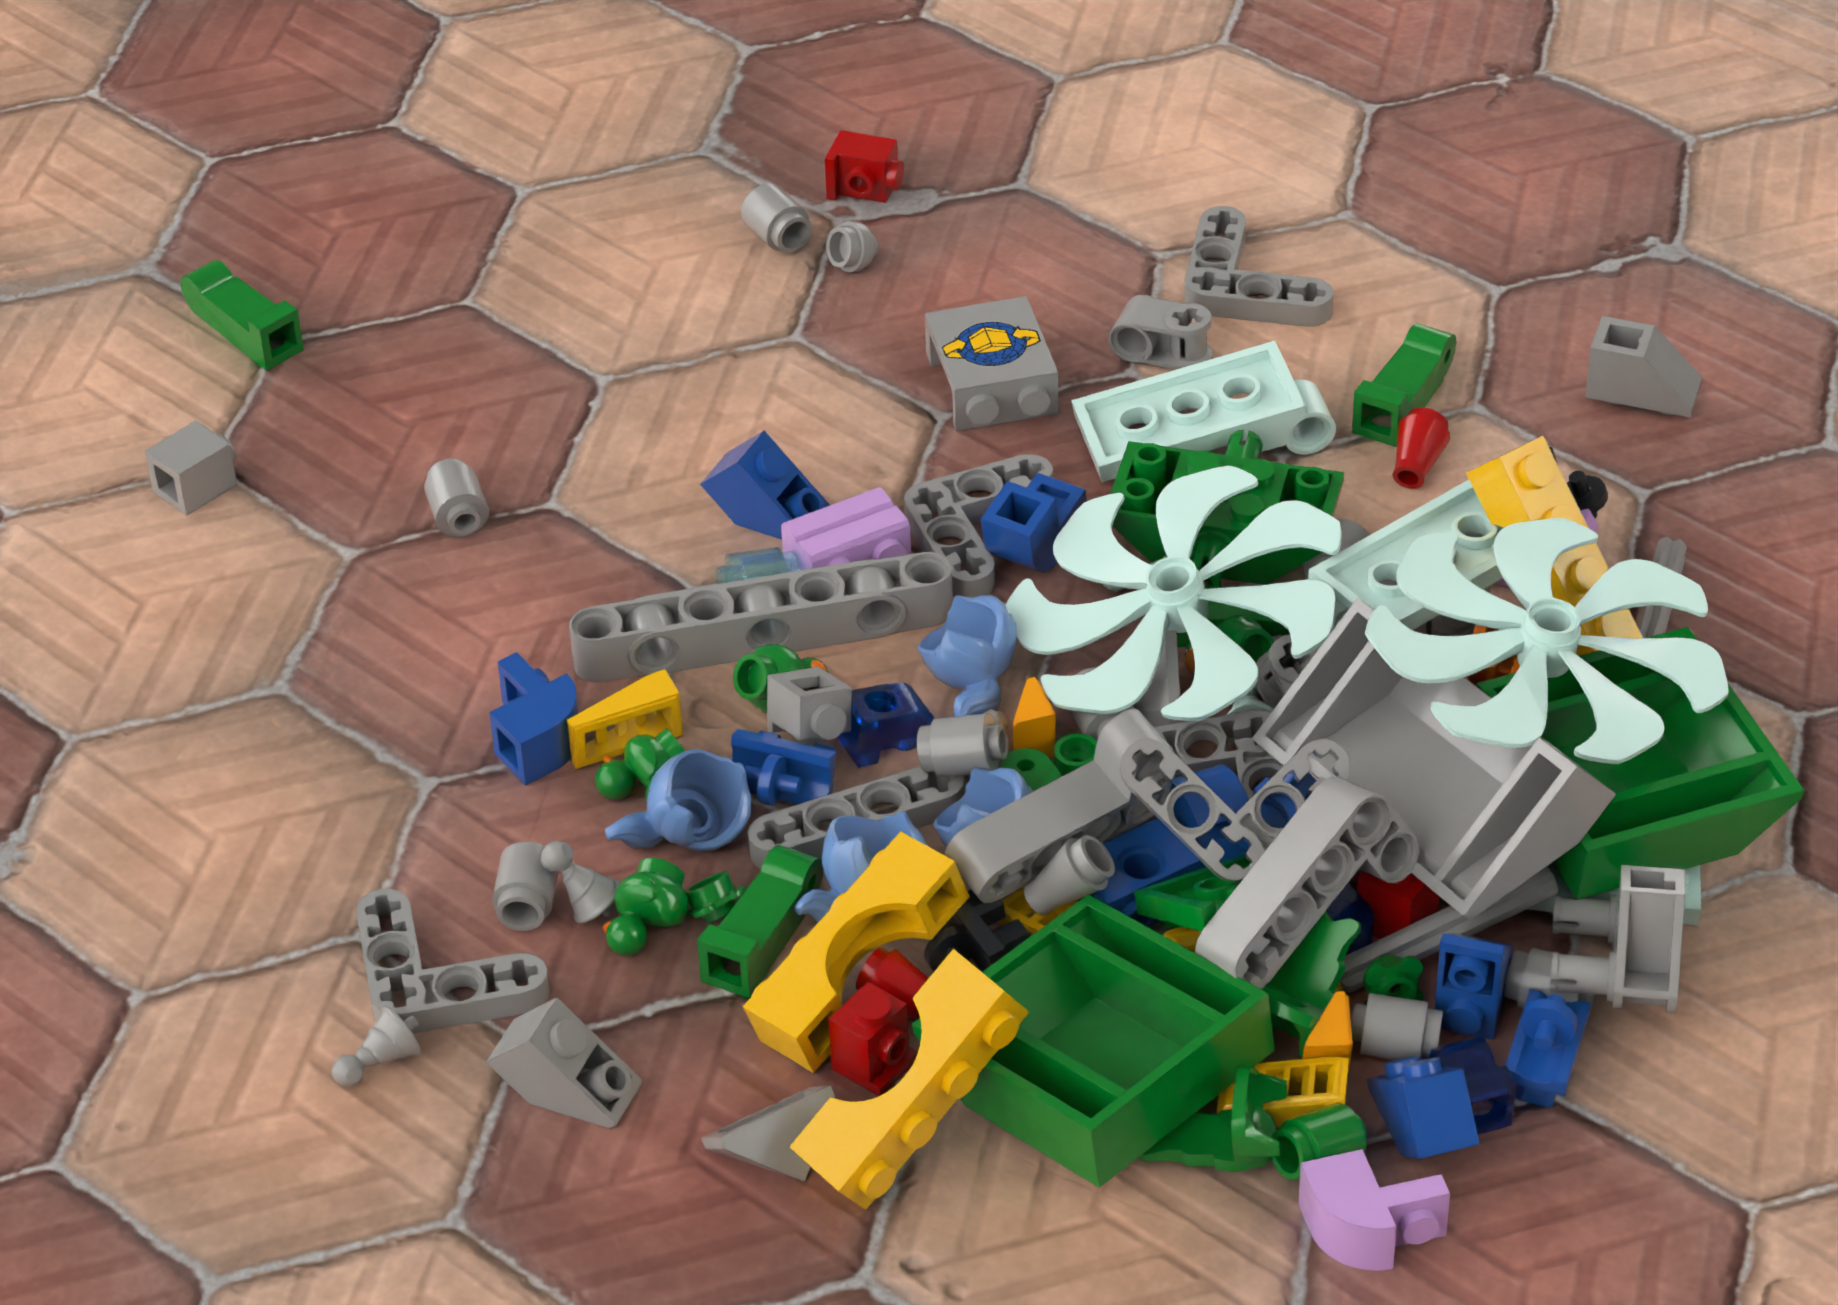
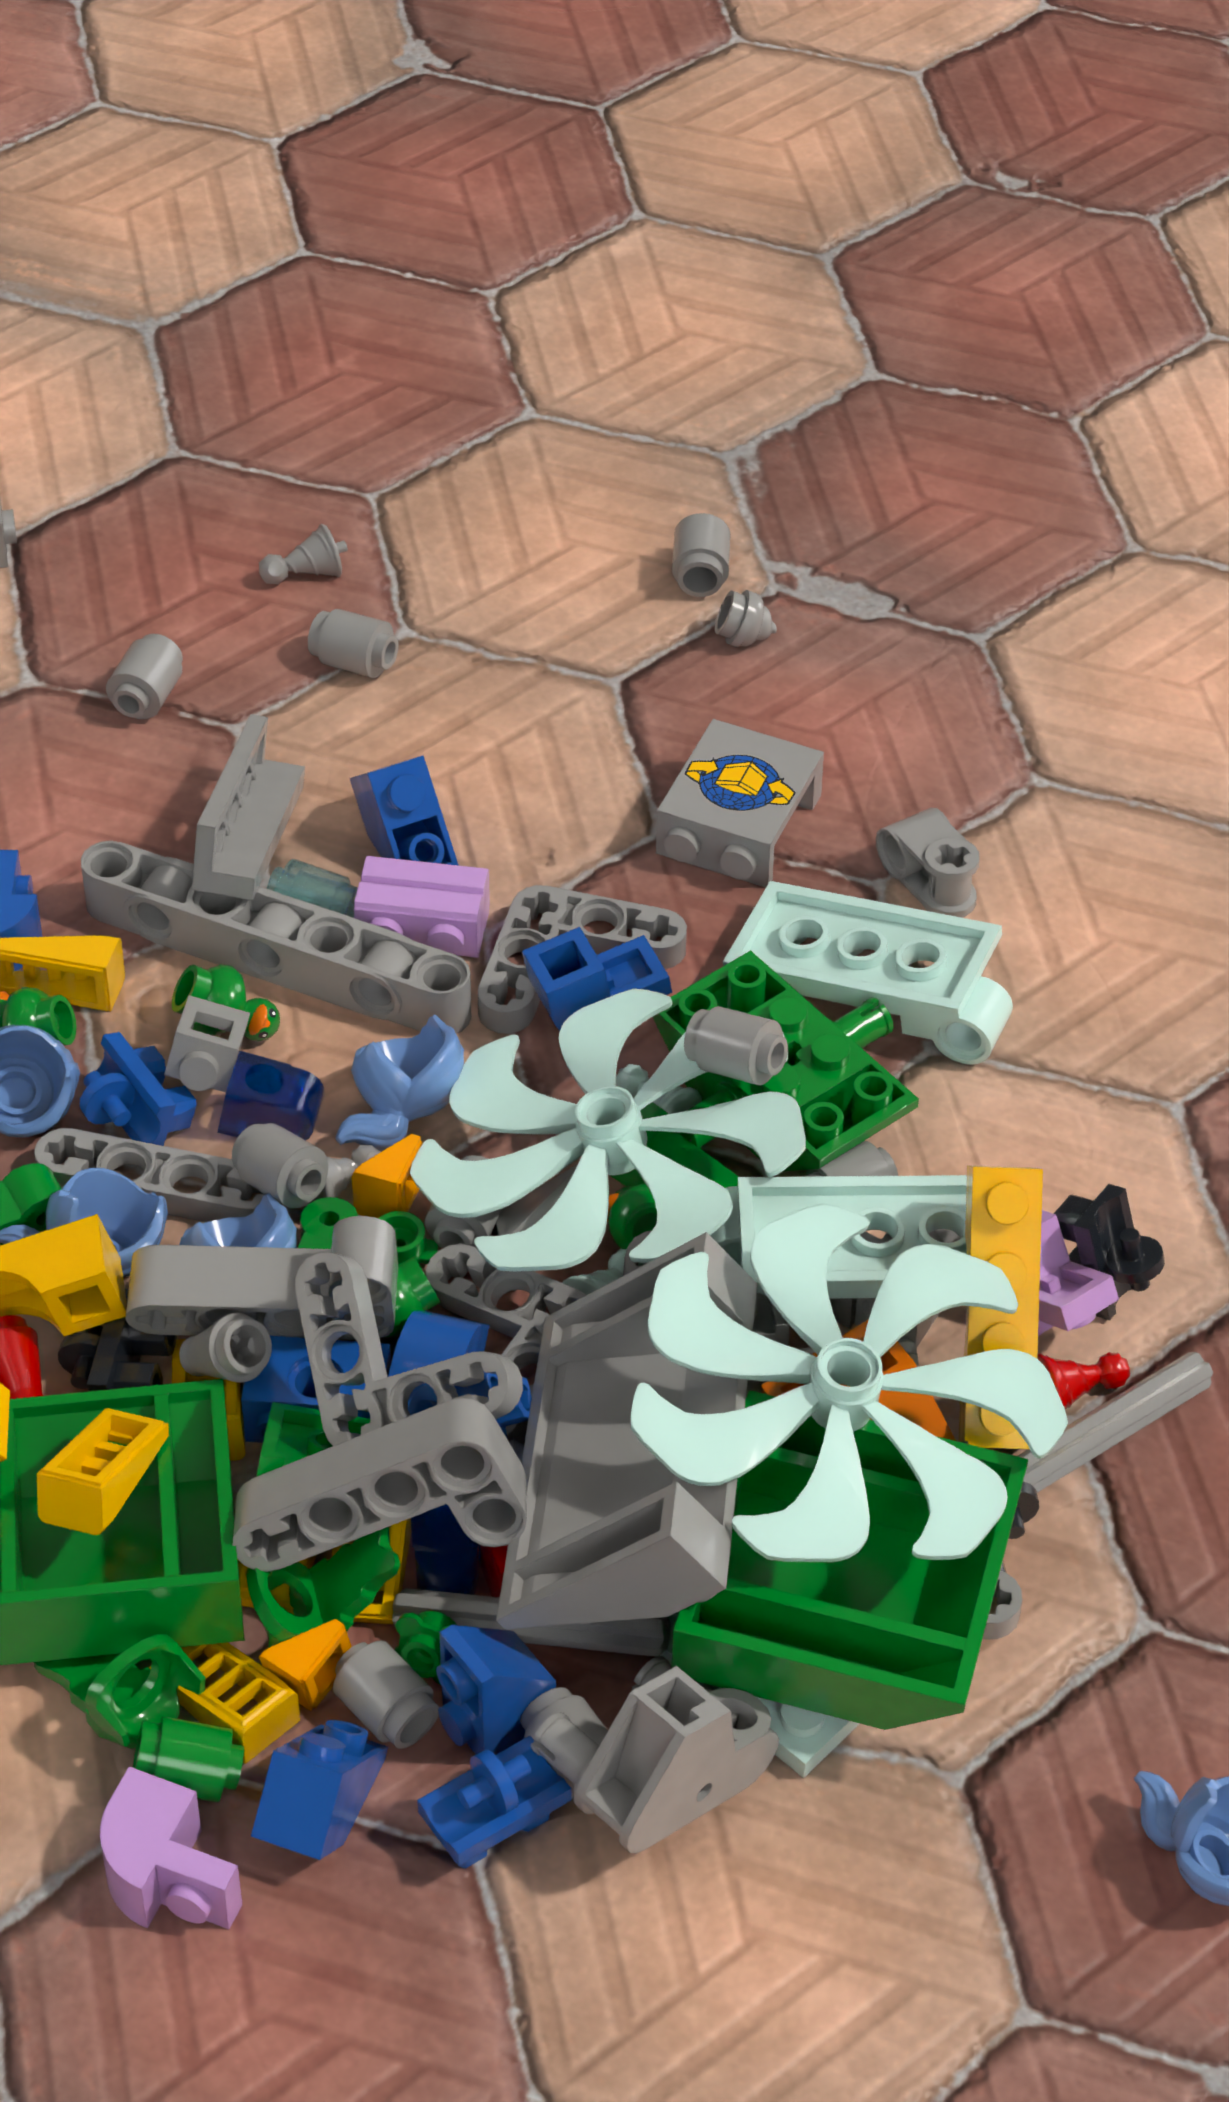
camera: 35 degrees right, 5 degrees up
(243, 314) = (162, 409): green leg -> none
(484, 354) = (315, 556): none -> light grey piece
(586, 398) = (353, 642): none -> light grey brick
(660, 543) = (245, 817): none -> light grey fence
(863, 167) = (831, 543): red brick -> none
(1092, 987) = (94, 1477): none -> yellow slope
(1225, 288) = (1044, 842): light grey beam -> none
(1229, 483) = (736, 1044): none -> light grey brick
(1404, 382) = (1113, 1042): green leg -> none
(1420, 443) = (1055, 1114): red cone -> none
(1483, 1080) = (388, 1793): clear blue leg -> none

